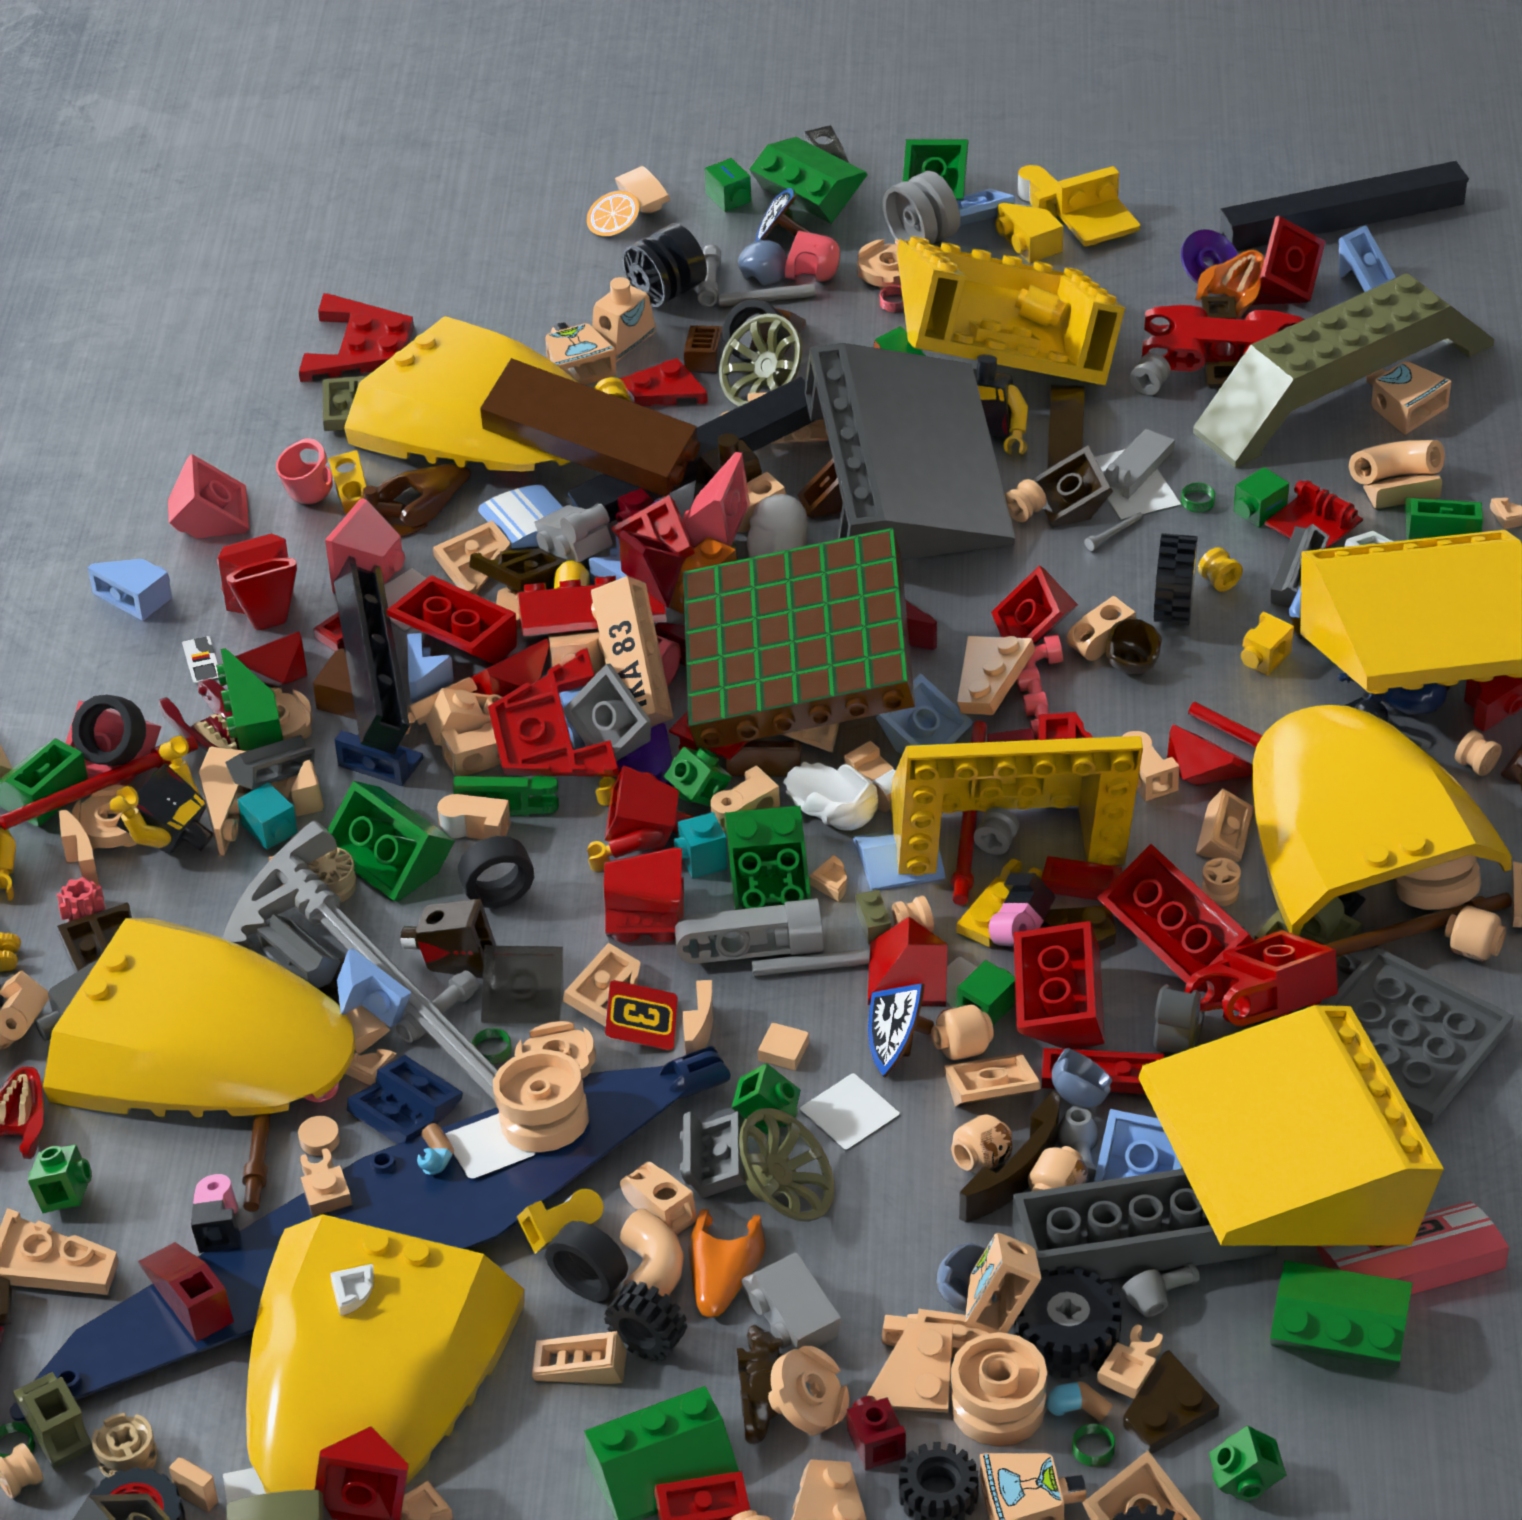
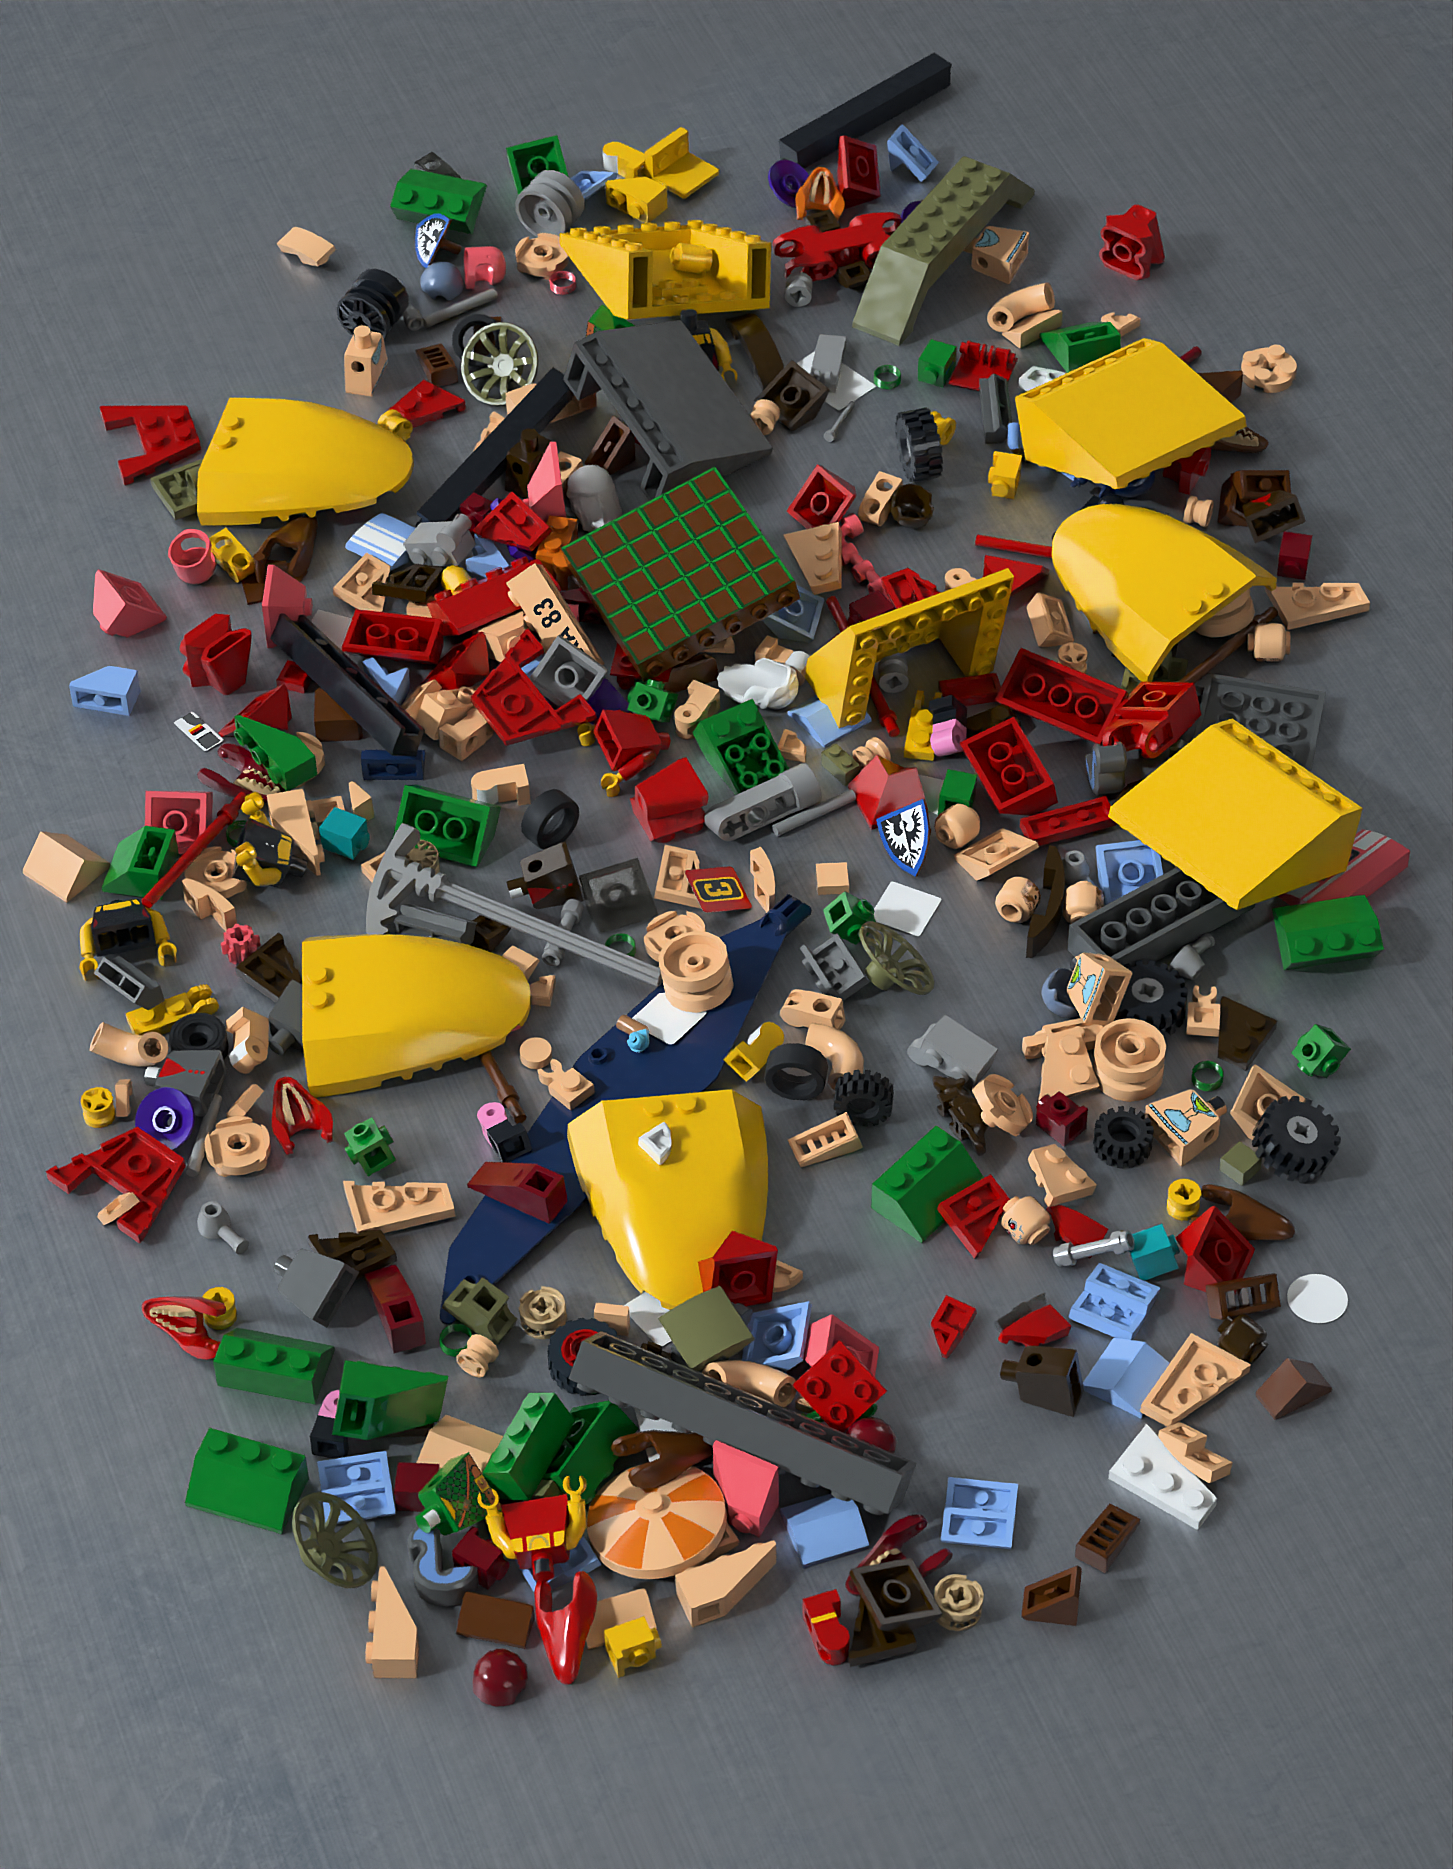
camera: 25 degrees left, 5 degrees up
(132, 738) = (202, 789): black tyre -> none
(270, 762) = (323, 792): dark grey piece -> none
(369, 986) = (513, 932): light blue slope -> none
(404, 1100) = (582, 1007): dark blue slope -> none
(515, 790) = (532, 755): green hinge -> none
(581, 352) = (346, 393): light nougat torso -> none
(590, 427) = (415, 455): reddish brown brick -> none
(612, 213) = (294, 273): light orange sticker -> none
(652, 563) = (528, 547): dark red slope -> none
(702, 845) = (689, 744): teal brick -> none
(721, 1264) = (882, 1044): orange animal -> none
(728, 184) = (374, 224): green brick -> none
(1077, 1396) = (1184, 1046): arm -> none
(1080, 1079) = (1064, 832): sand blue hair -> none

